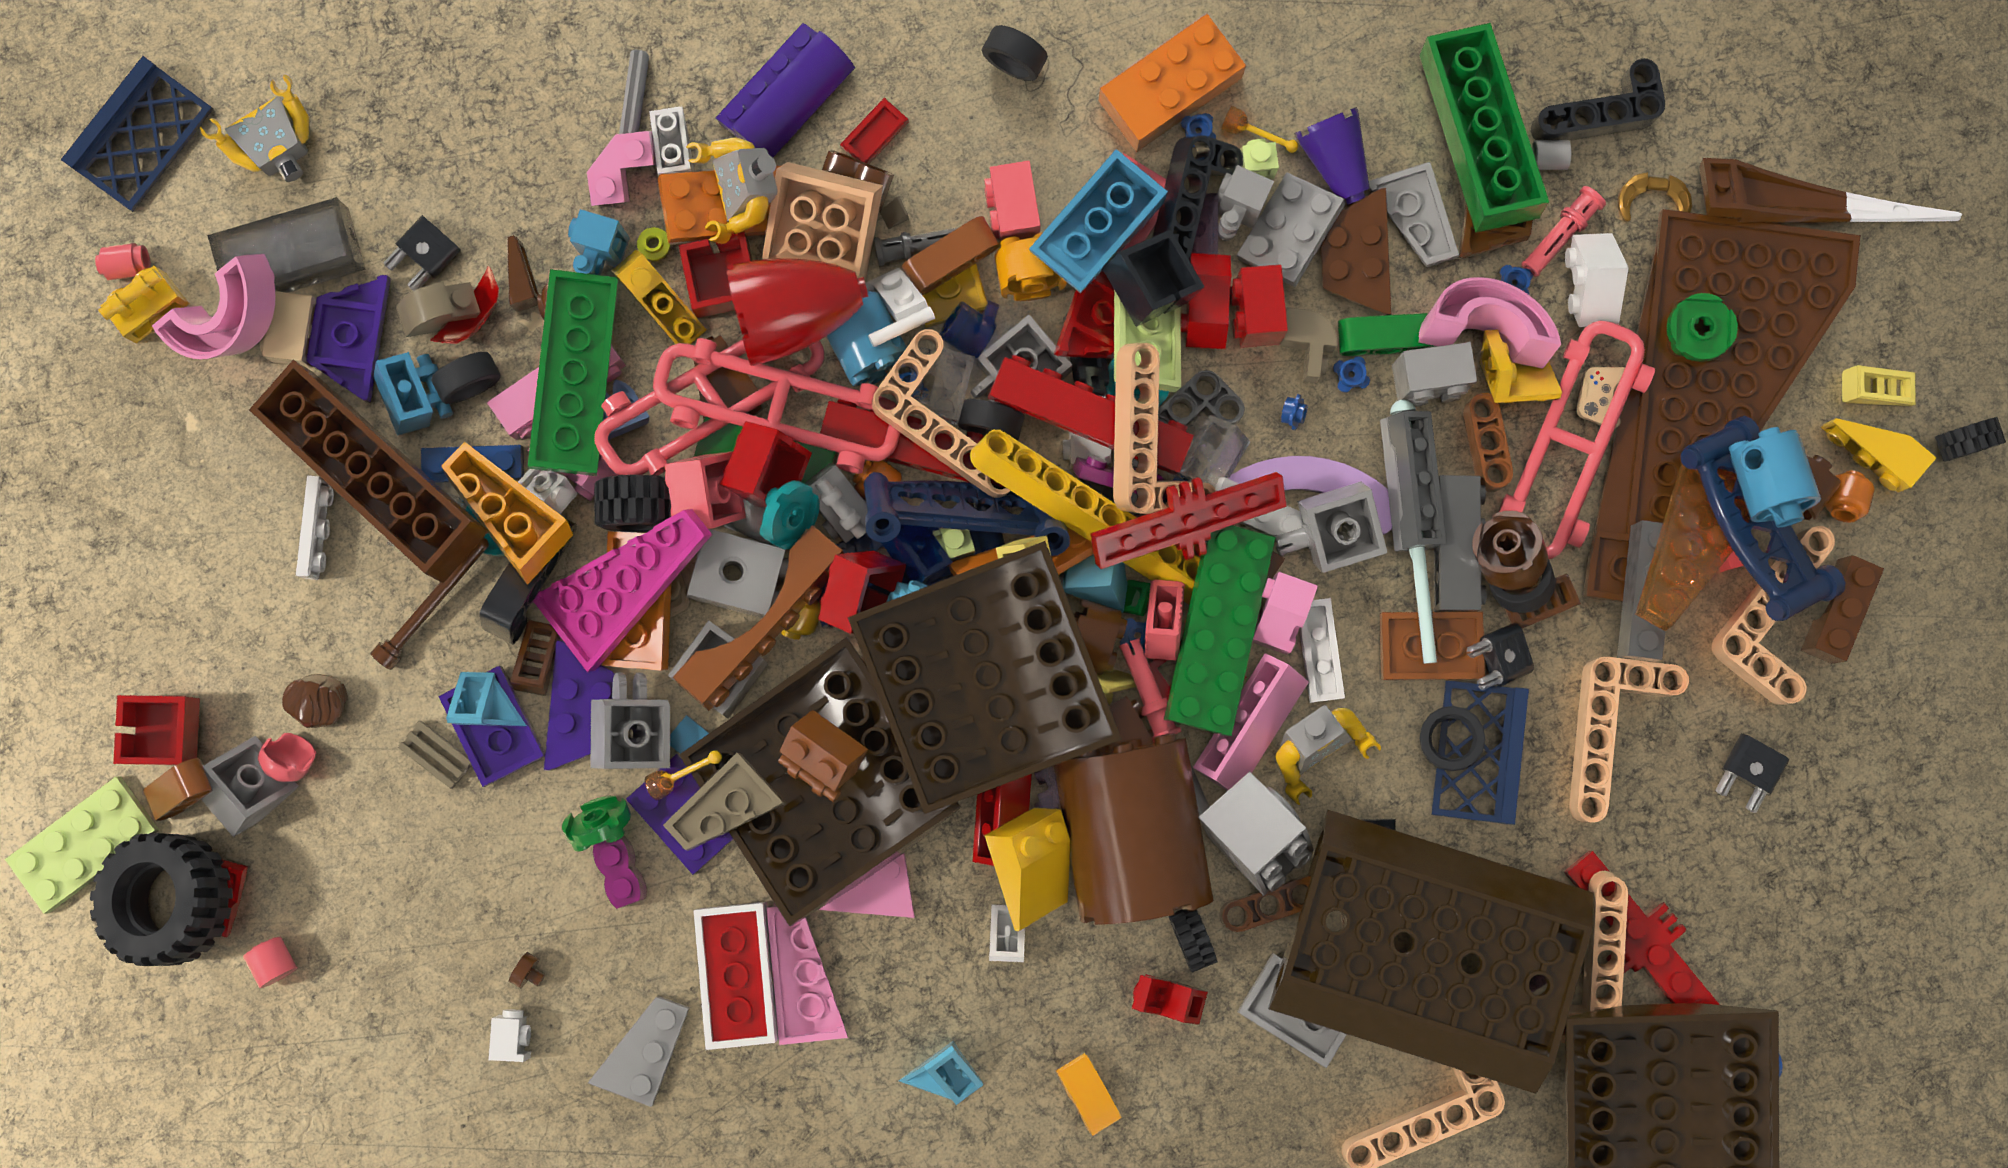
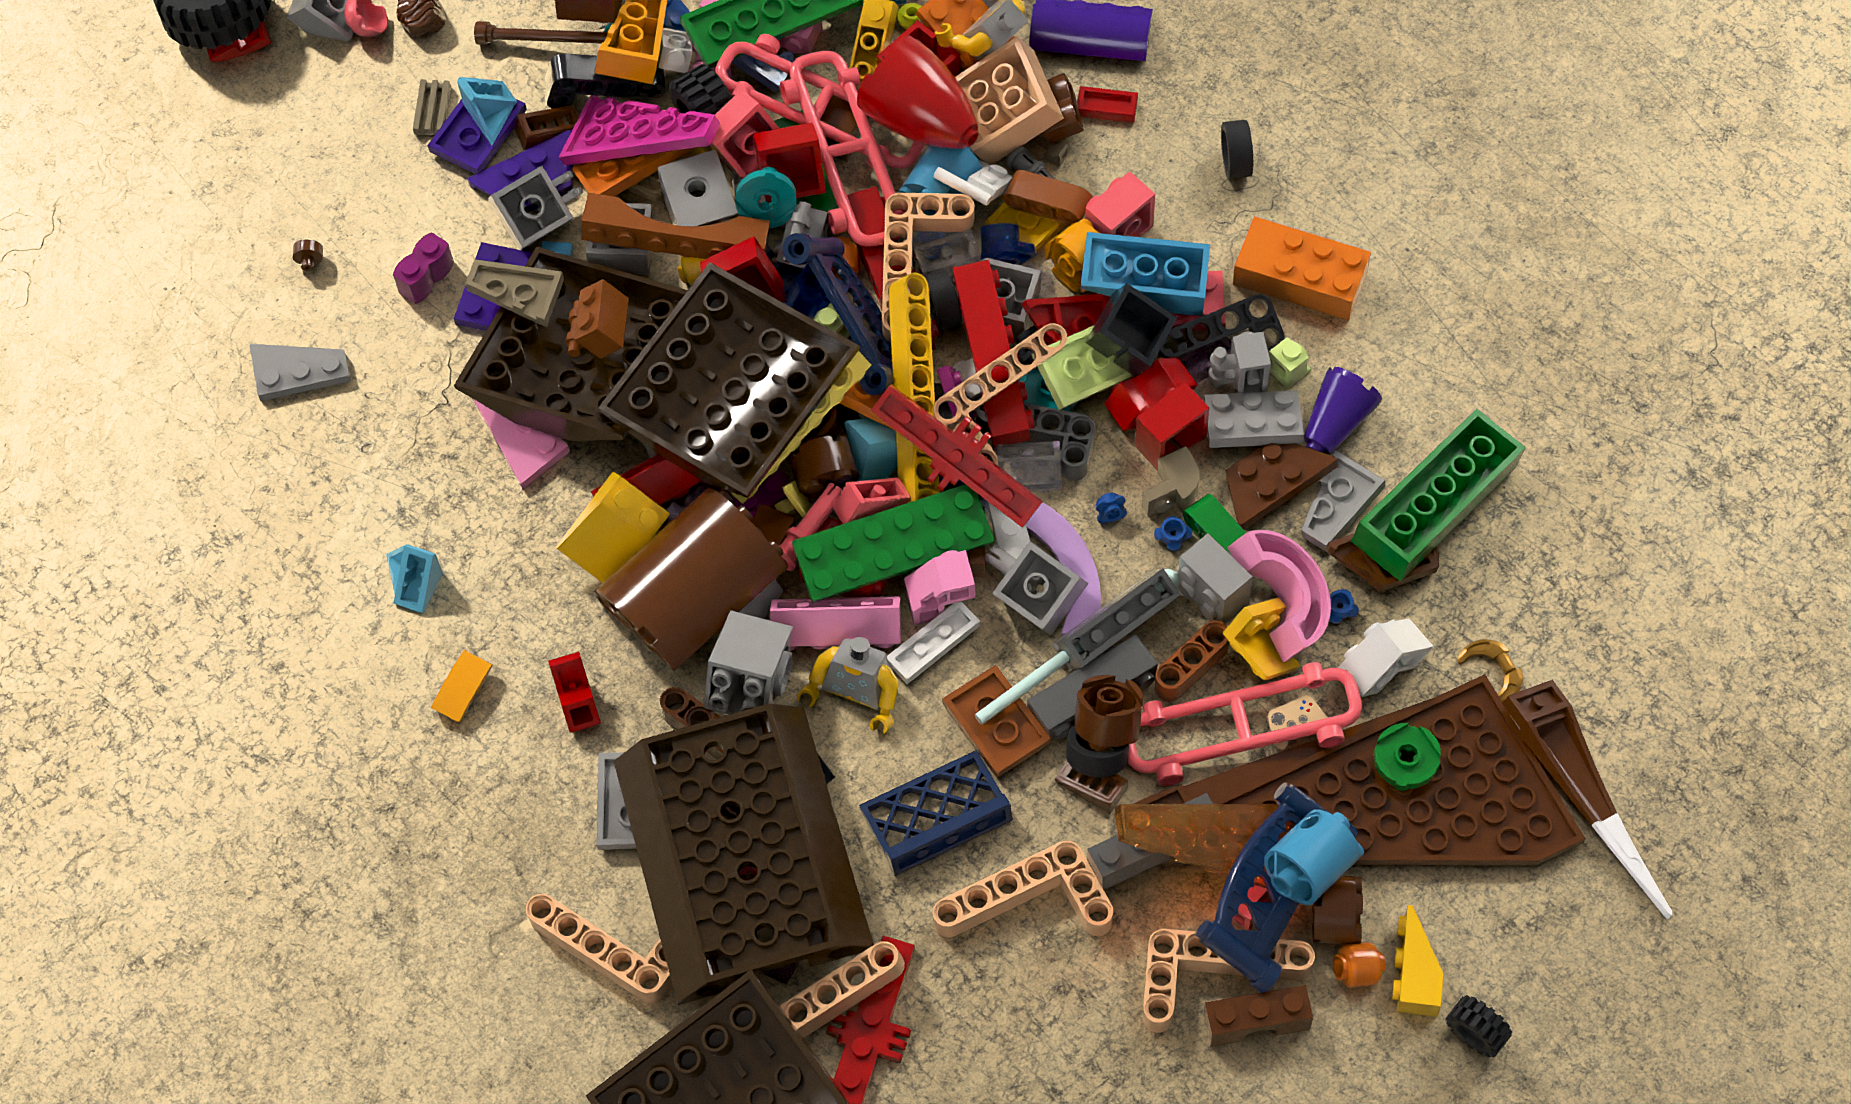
camera: 60 degrees right, 20 degrees down
(270, 962) = (209, 93): coral piece -> none
(509, 1037) = (251, 272): white brick -> none
(598, 821) = (450, 230): green plate -> none
(661, 783) = (507, 249): hinge -> none
(735, 975) = (394, 386): red brick -> none
(801, 987) = (416, 438): bright pink wing -> none
(1004, 941) = (543, 556): white slope -> none
(1193, 939) = (634, 680): black tyre -> none
(1202, 121) = (1285, 304): blue plate -> none
(1237, 122) = (1308, 331): hinge -> none
(1469, 719) = (925, 754): black tyre -> none
(1504, 654) = (1027, 776): black piece -> none
(1552, 154) = (1463, 567): light grey beam -> none
(1572, 220) = (1424, 615): coral pin -> none
(1596, 109) = (1493, 554): black beam -> none
(1755, 766) = (1076, 1032): black piece -> none
(1857, 386) = (1477, 921): light yellow slope -> none

